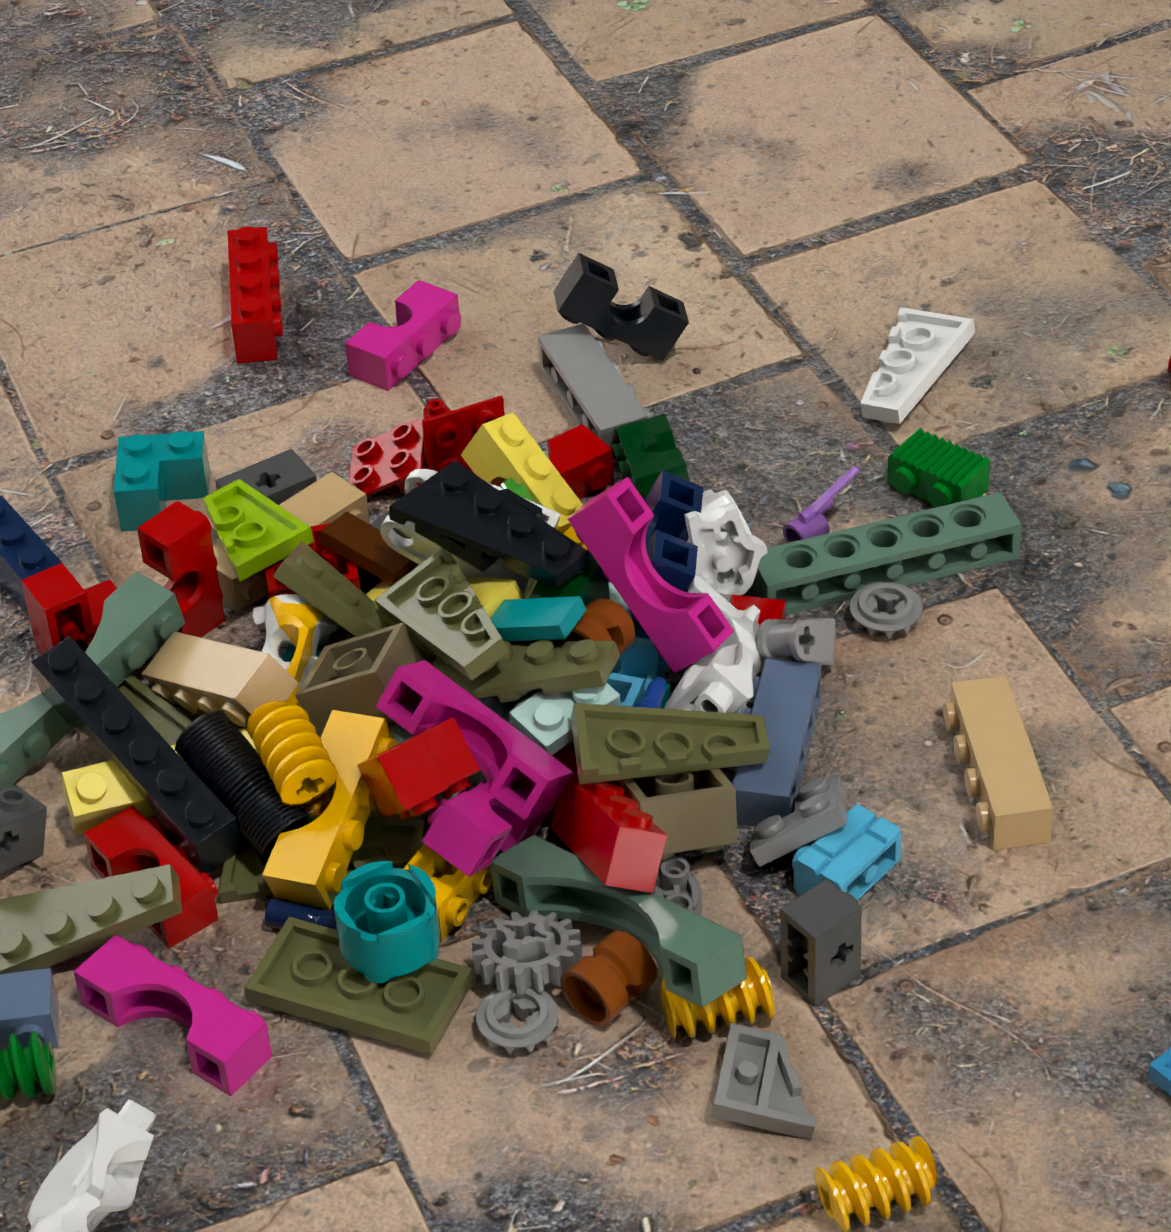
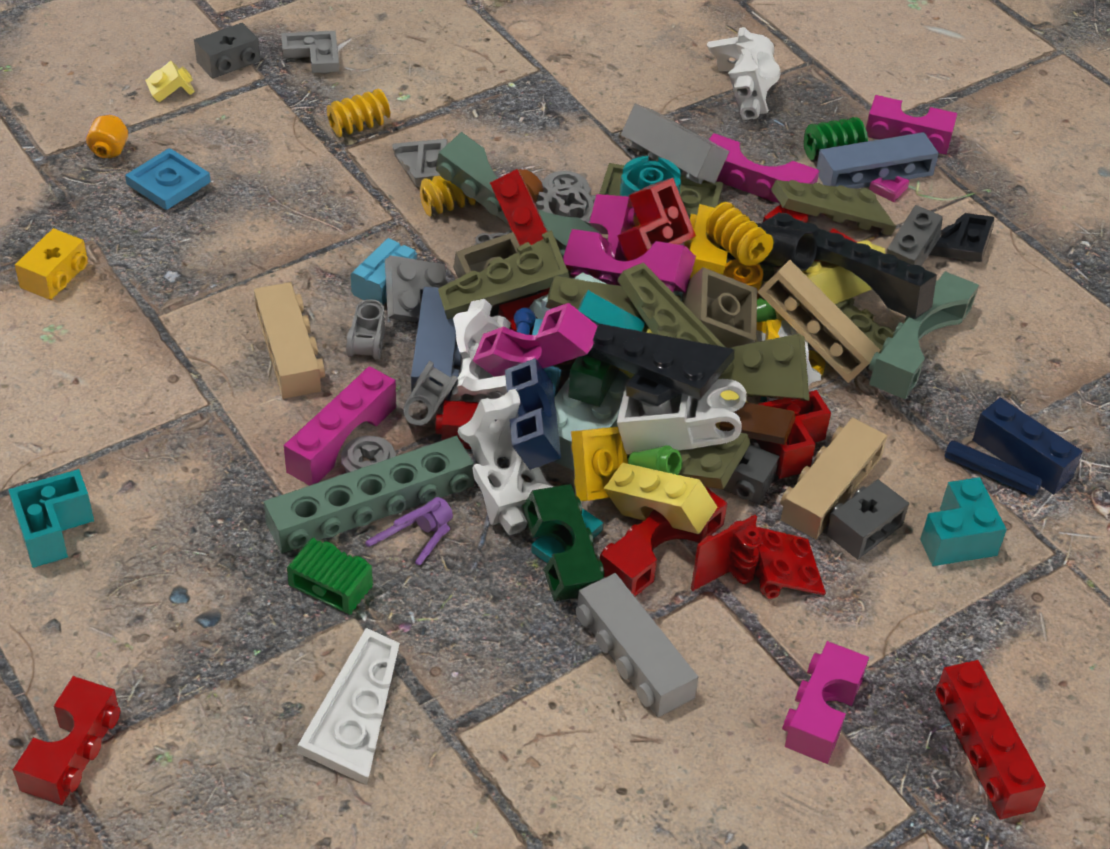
camera: 165 degrees right, 5 degrees up
(62, 608) = (951, 388): red brick -> none
(77, 556) = (993, 468): none -> dark blue axle
(181, 549) = (884, 384): red arch -> none
(253, 528) = (849, 434): lime wing -> none
(306, 1037) = (674, 142): none -> light grey brick
(646, 325) = (606, 709): black arch -> none
(821, 942) = (395, 205): dark grey brick -> none
(879, 769) = (367, 330): none -> light grey piece
(885, 655) = (316, 446): none -> dark pink arch

